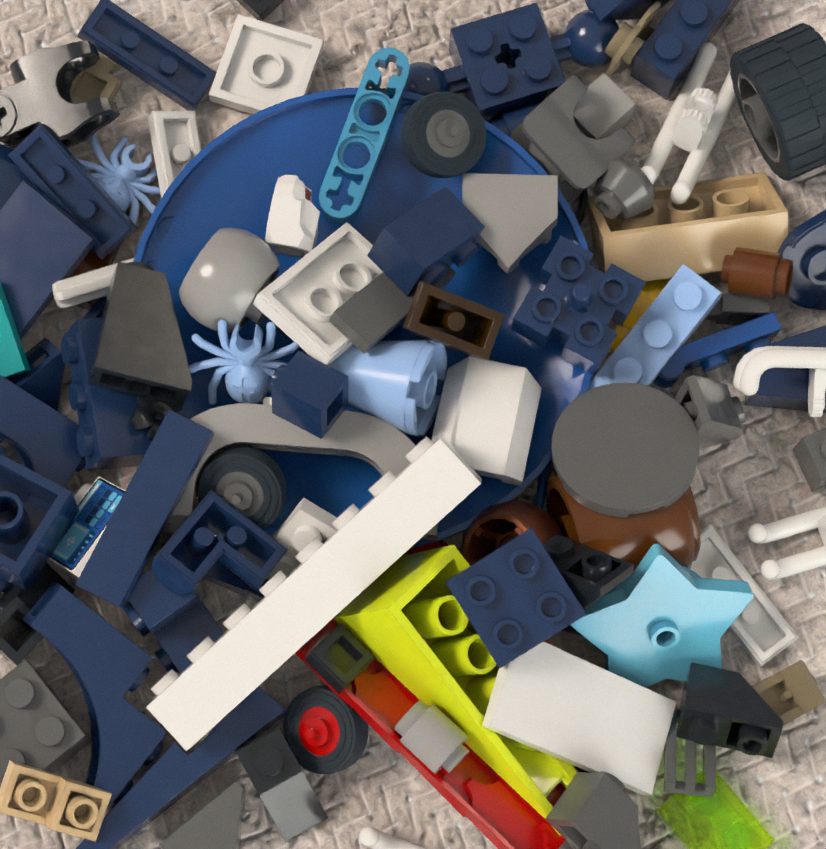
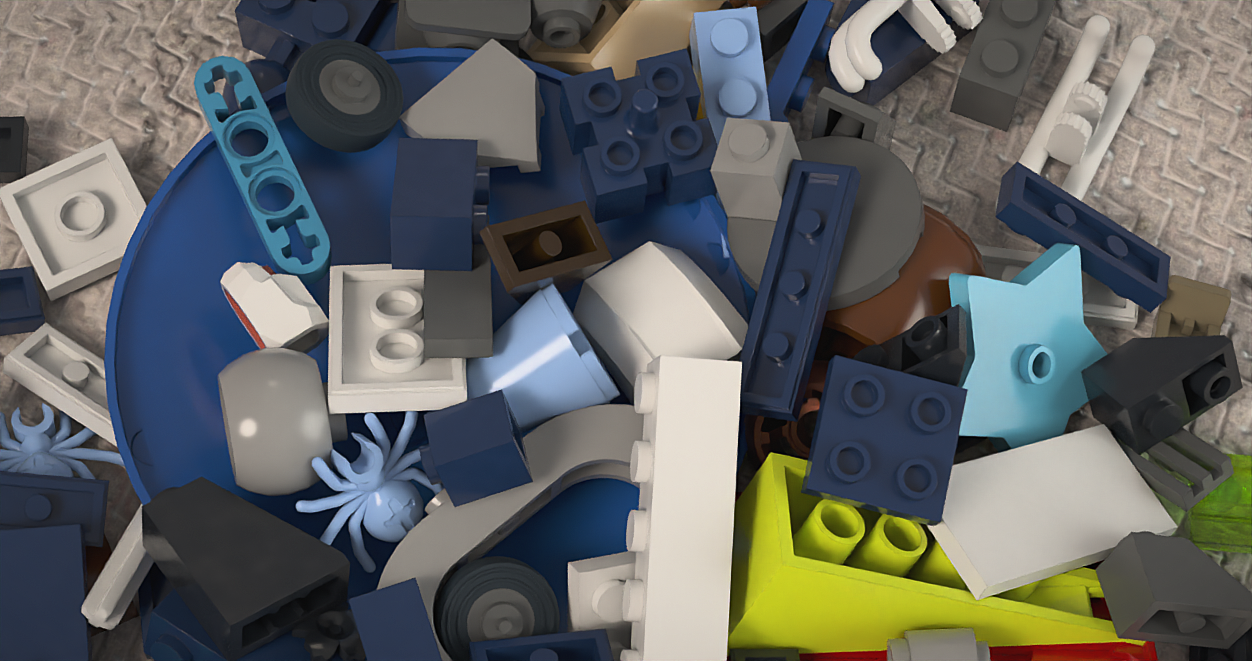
camera: 45 degrees left, 10 degrees down
(563, 470) = (796, 288): none -> dark blue tile
(614, 386) = (754, 166): none -> light grey brick
(776, 600) = (1107, 250): none -> dark blue plate

